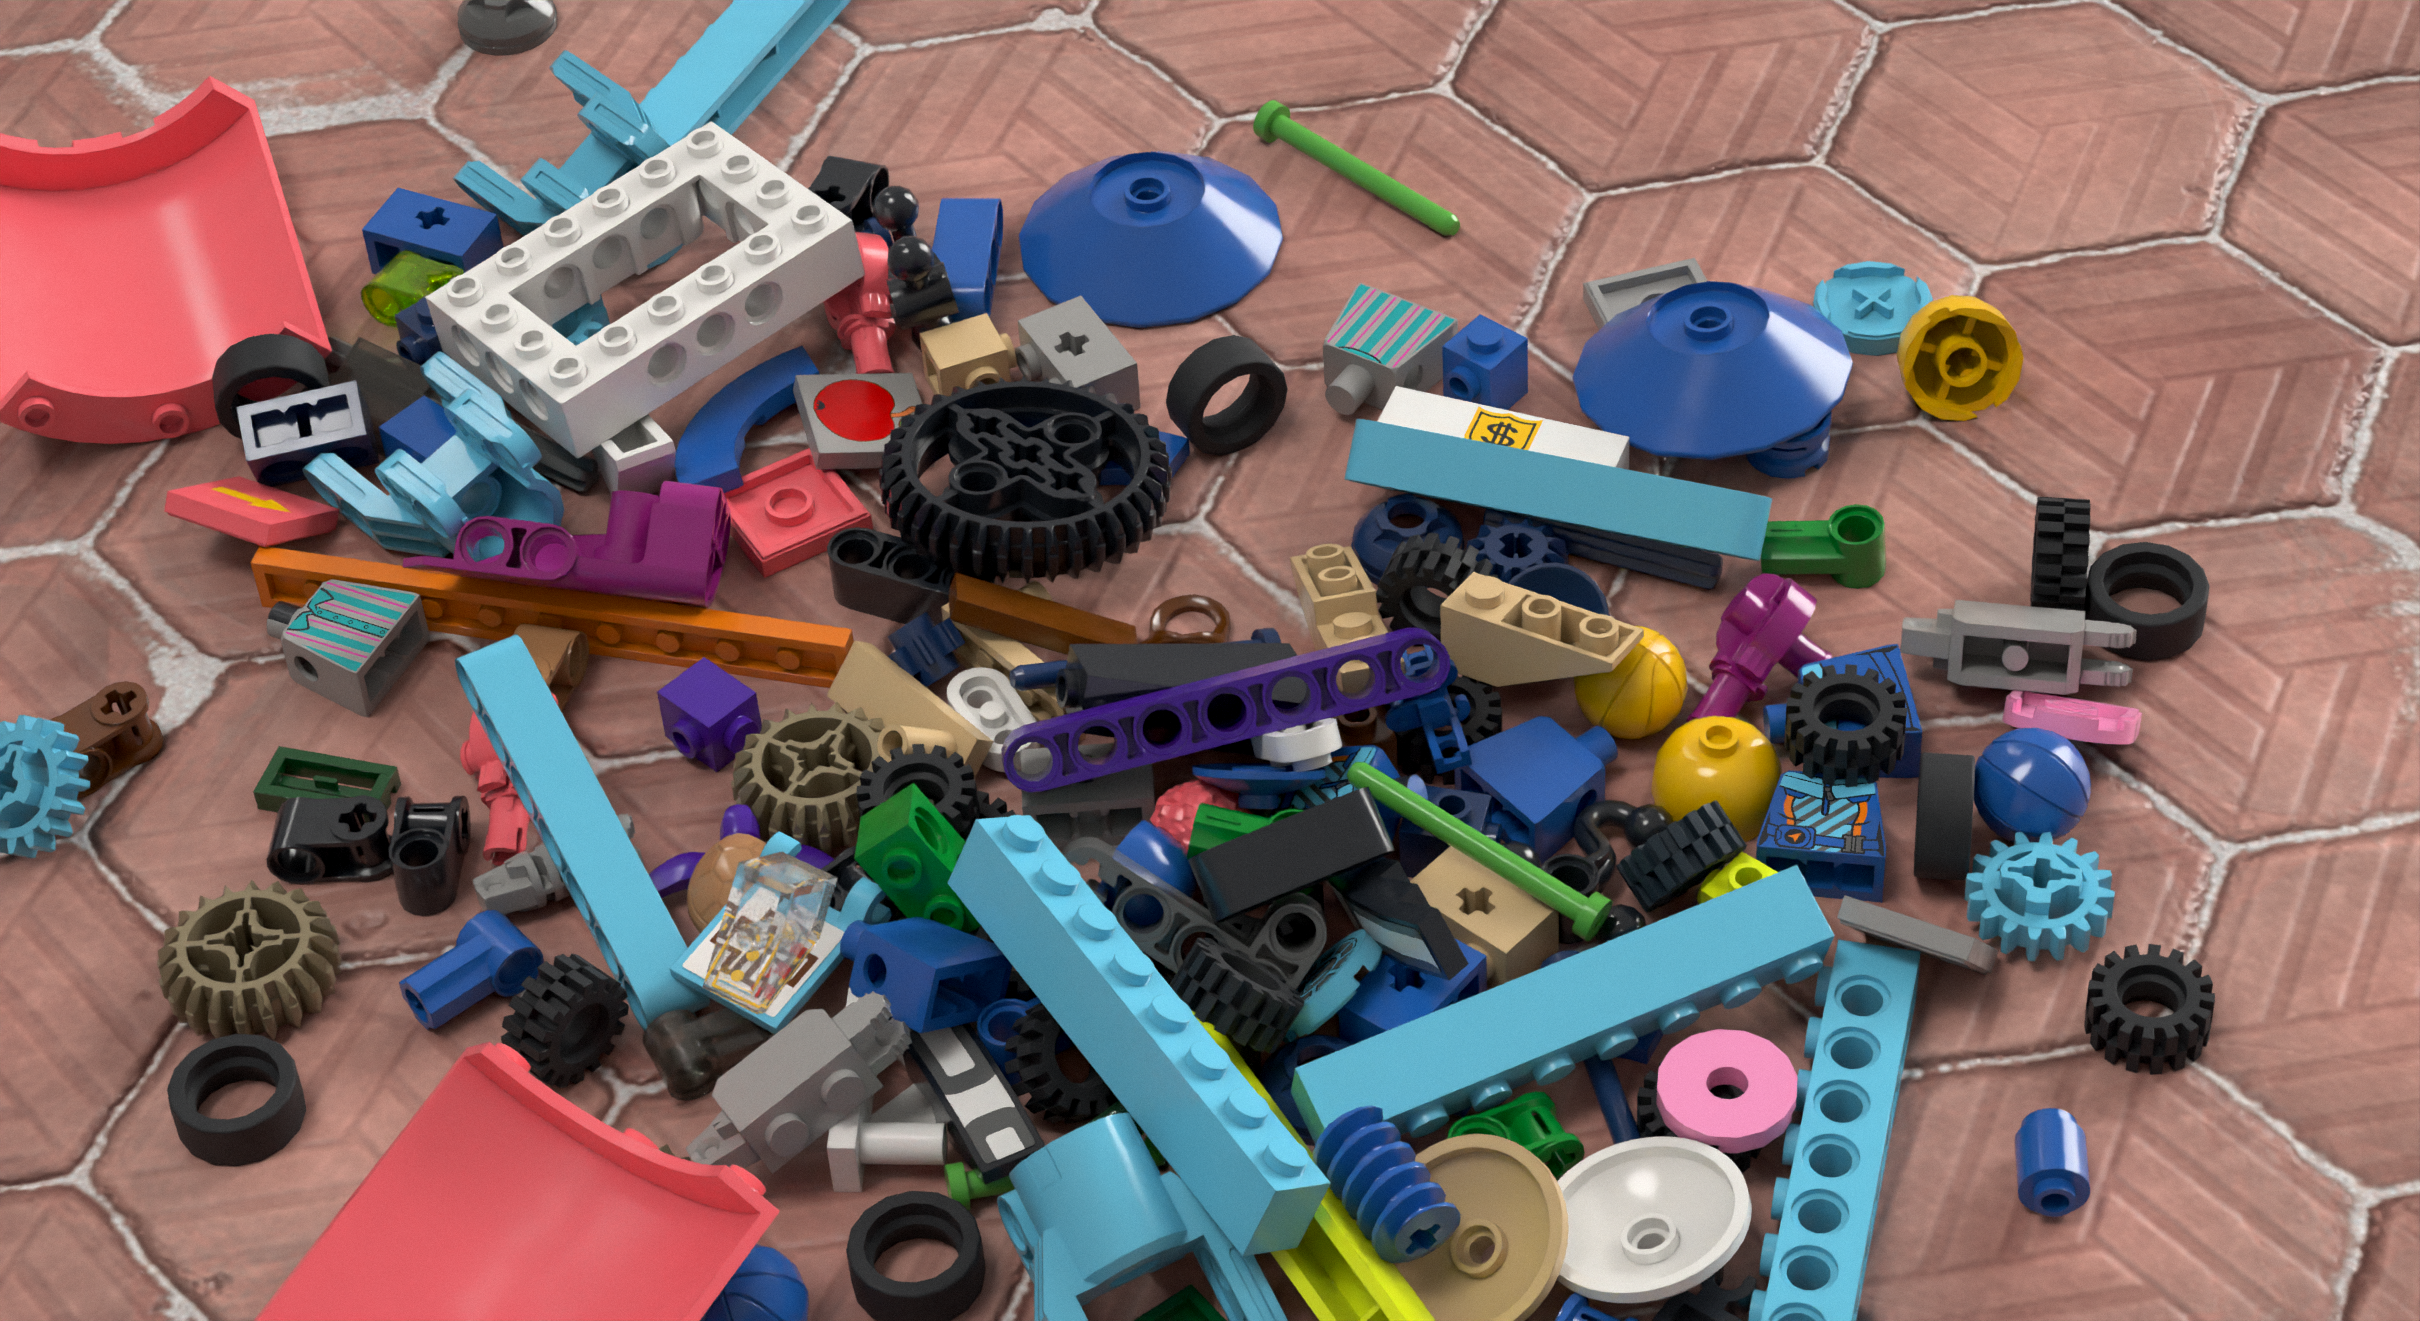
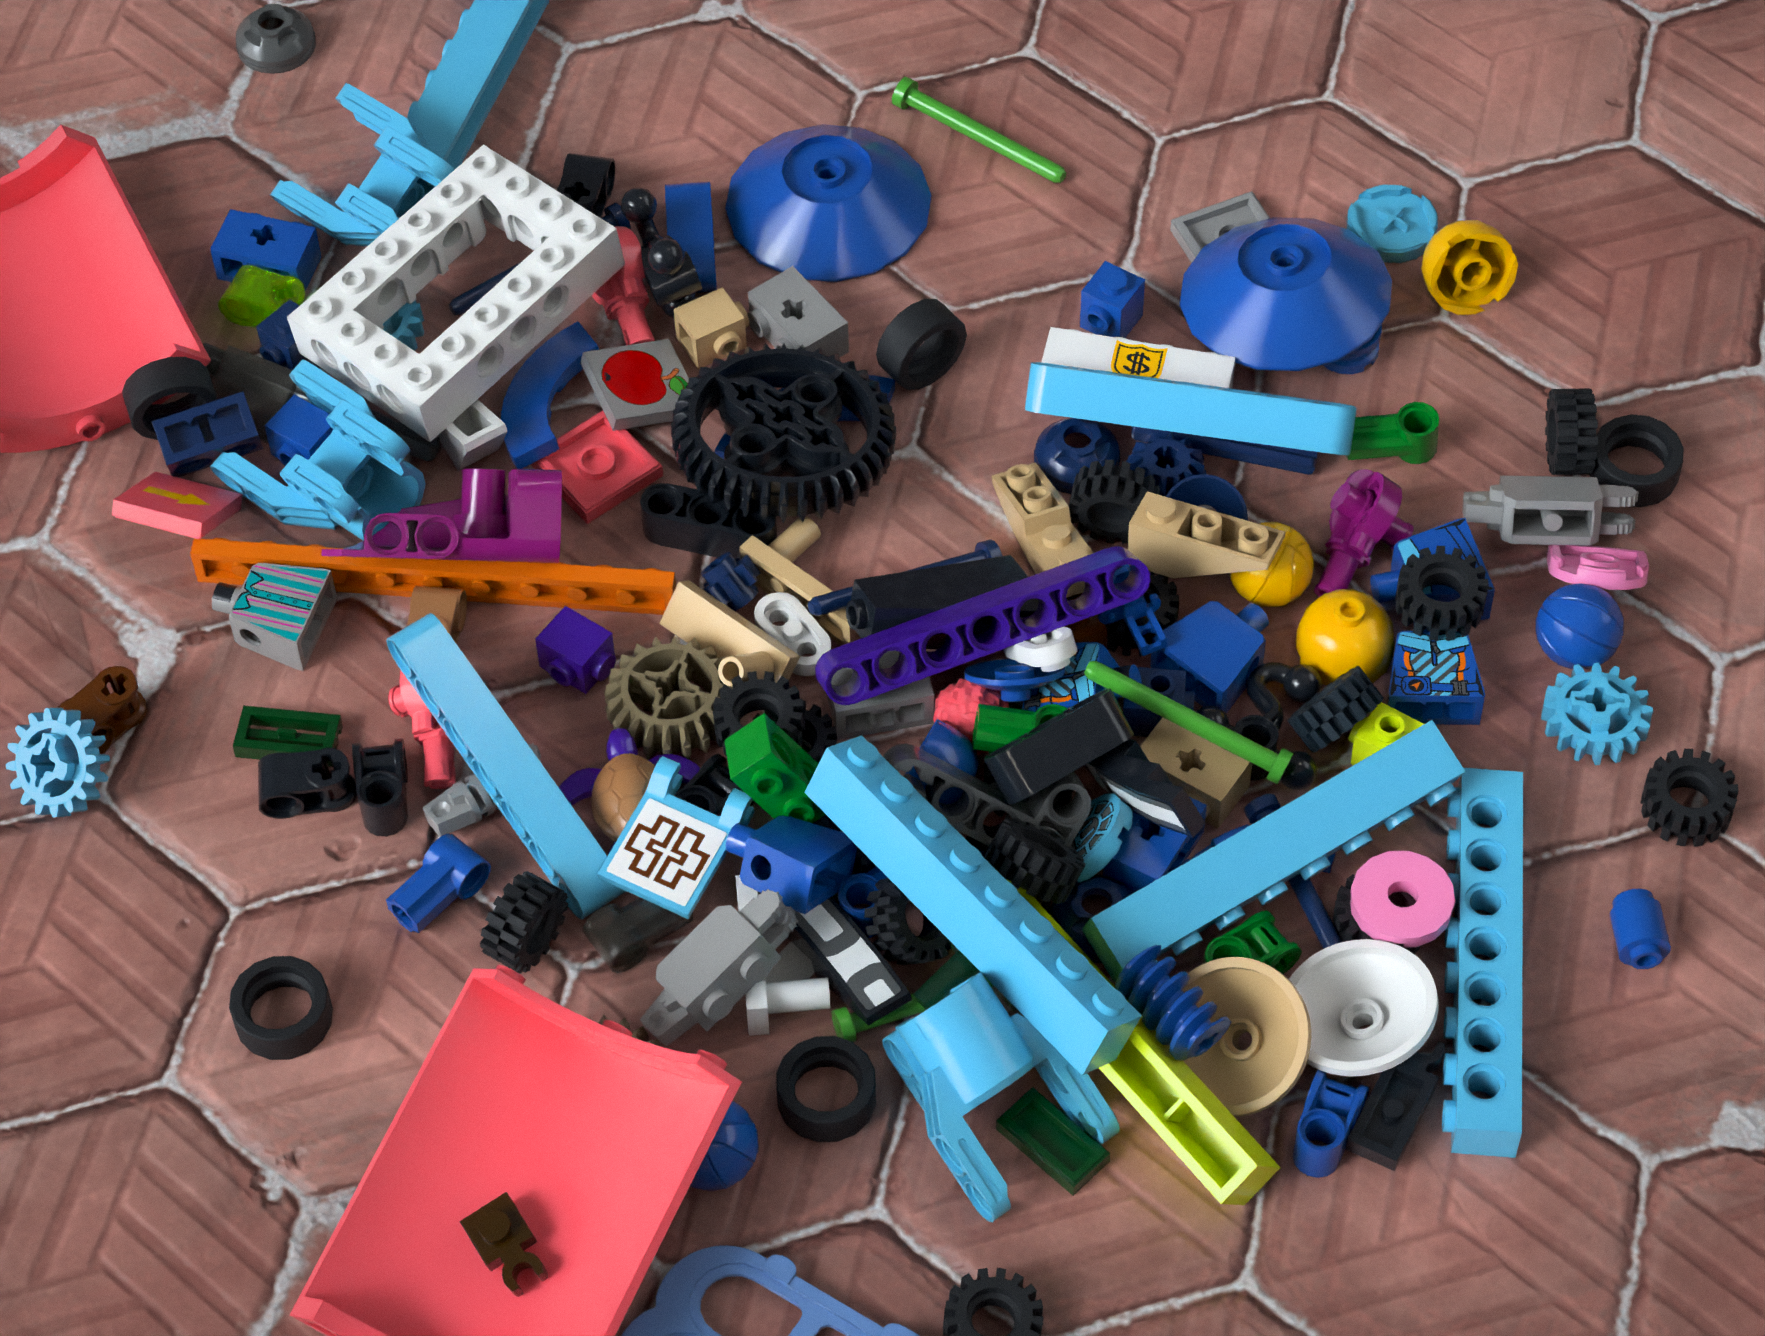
camera: 10 degrees left, 10 degrees up
(249, 961) = (233, 889): dark tan gear -> none
(767, 928) = (672, 840): clear slope -> none
(1031, 617) = (817, 552): reddish brown tile -> none
(1188, 603) = (911, 557): reddish brown piece -> none
(1380, 346) = (1032, 292): light grey torso -> none
(1917, 935) = (1517, 758): light grey tile -> none
(1944, 816) = (1521, 658): black tyre -> none

